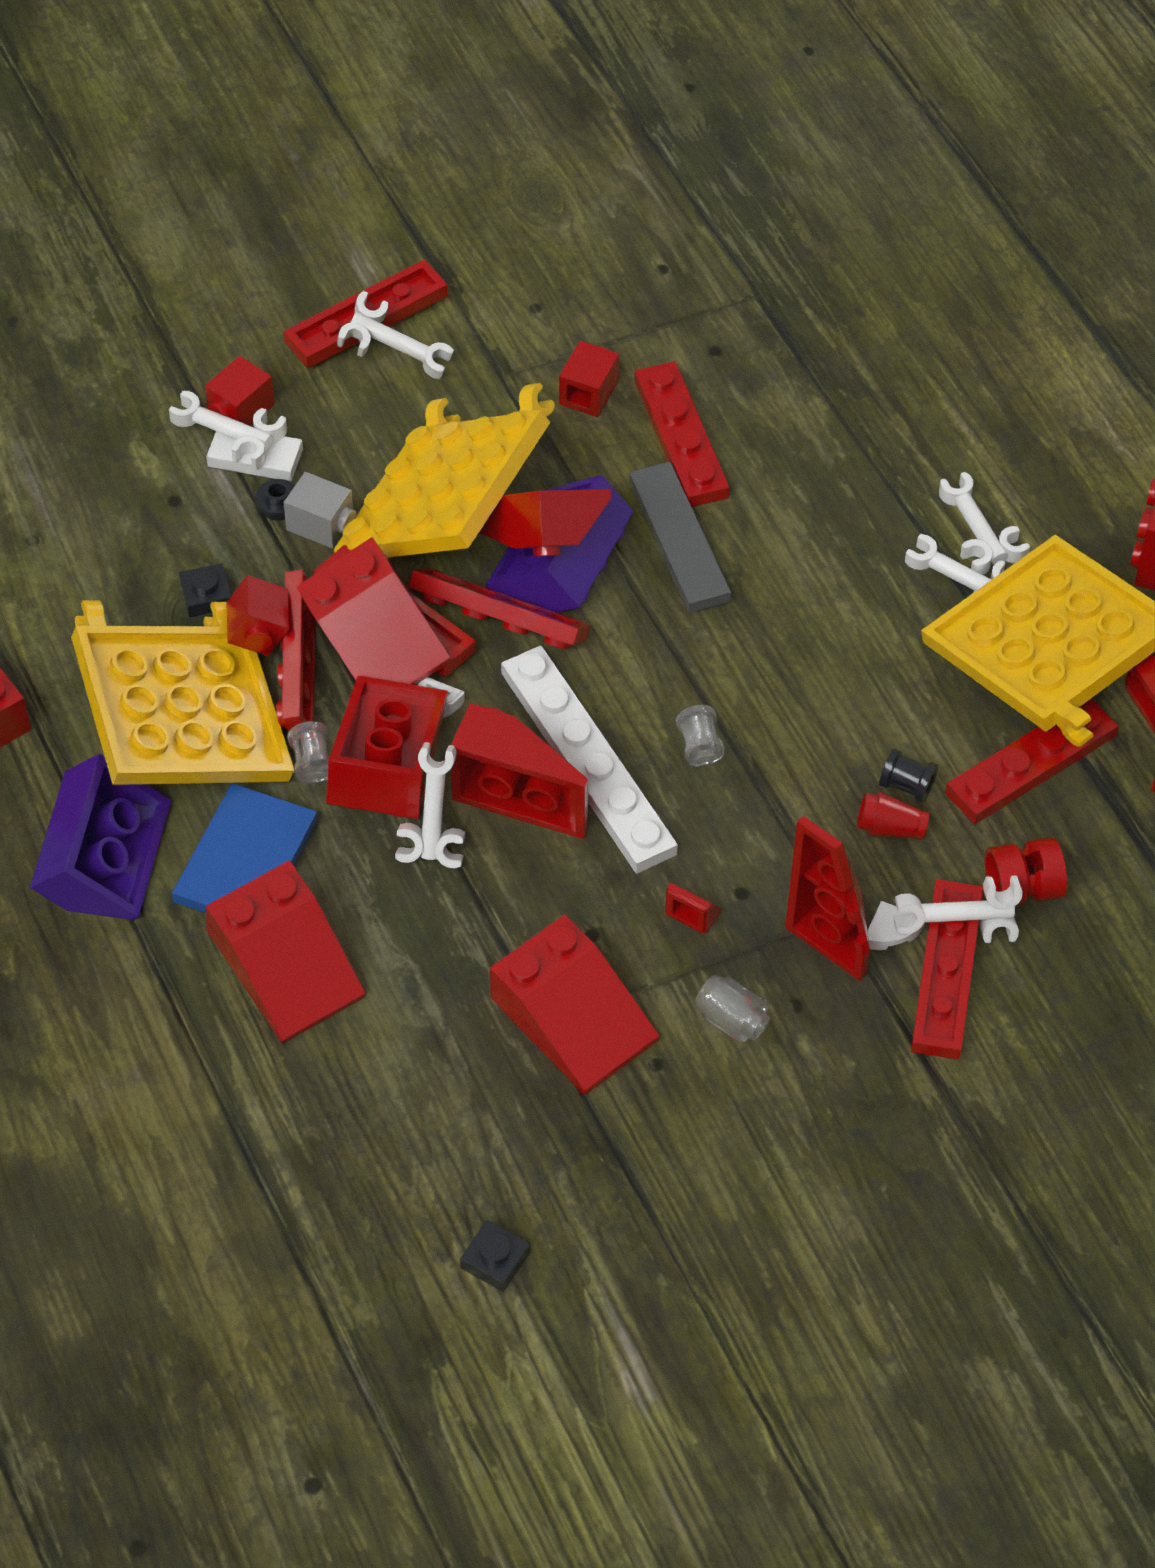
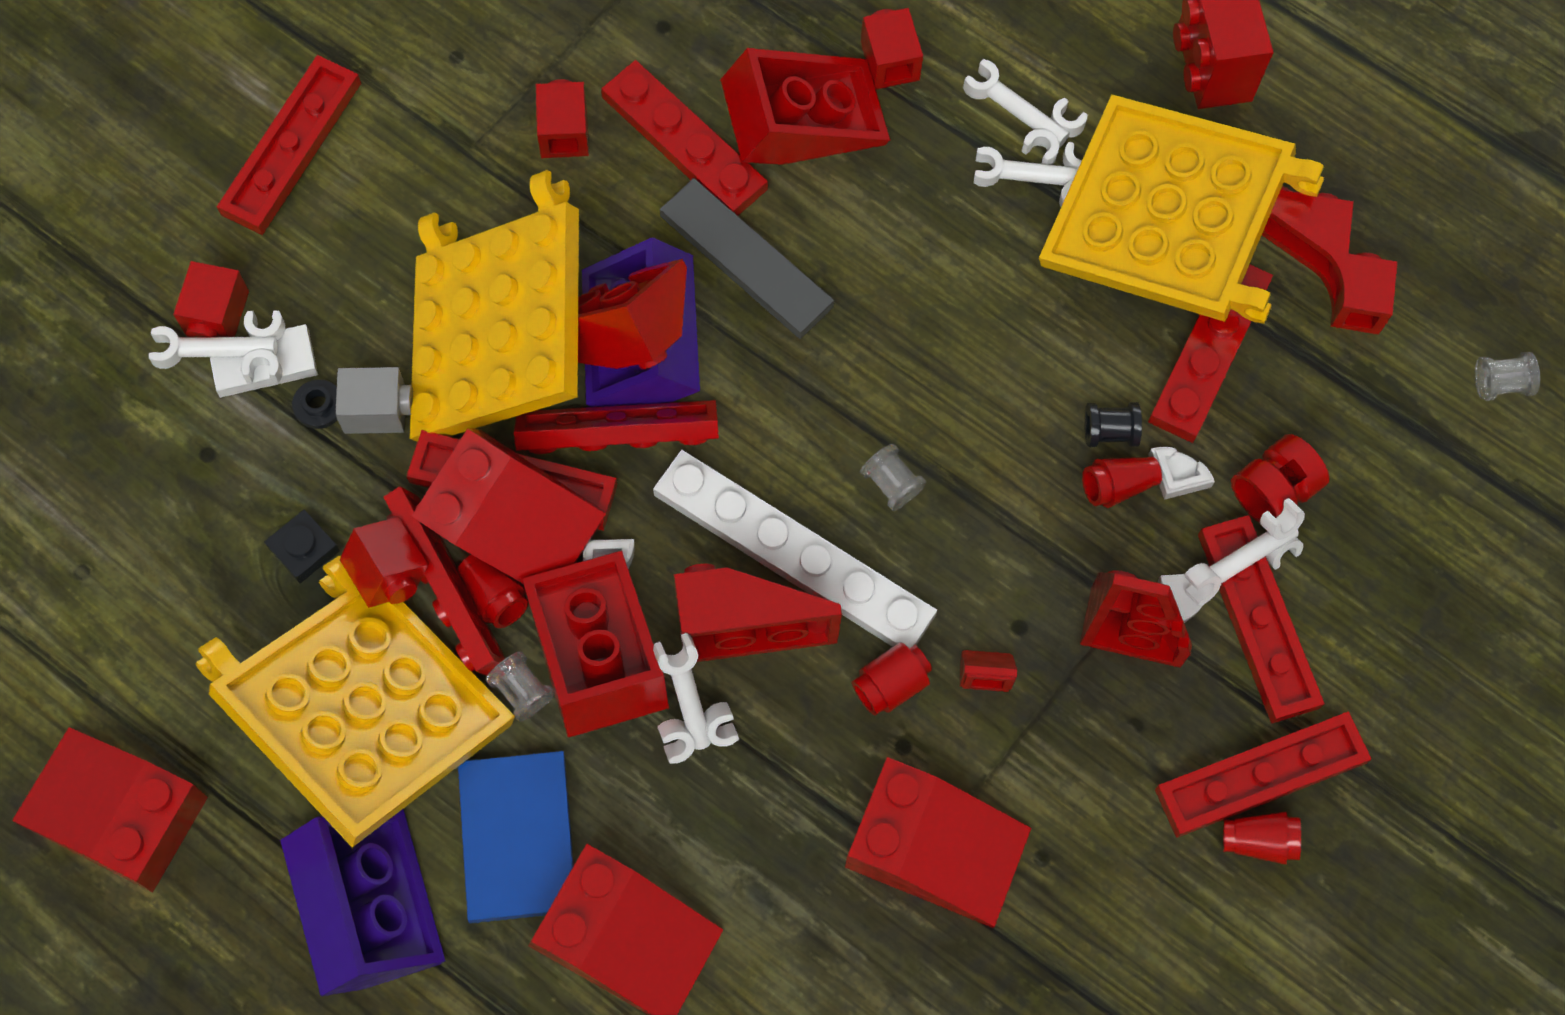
camera: 30 degrees left, 15 degrees up
(330, 680) = (493, 592): none -> red cone
(367, 325) = (303, 164): white bar -> none
(609, 874) = (892, 678): none -> red brick
(732, 1008) = (1090, 766): clear brick -> none
(790, 444) = (801, 106): none -> red slope
(851, 1126) = (1264, 837): none -> red cone
(878, 1081) = (1262, 774): none -> red plate
(890, 433) = (891, 47): none -> red brick
(947, 838) = (1180, 473): none -> white tile

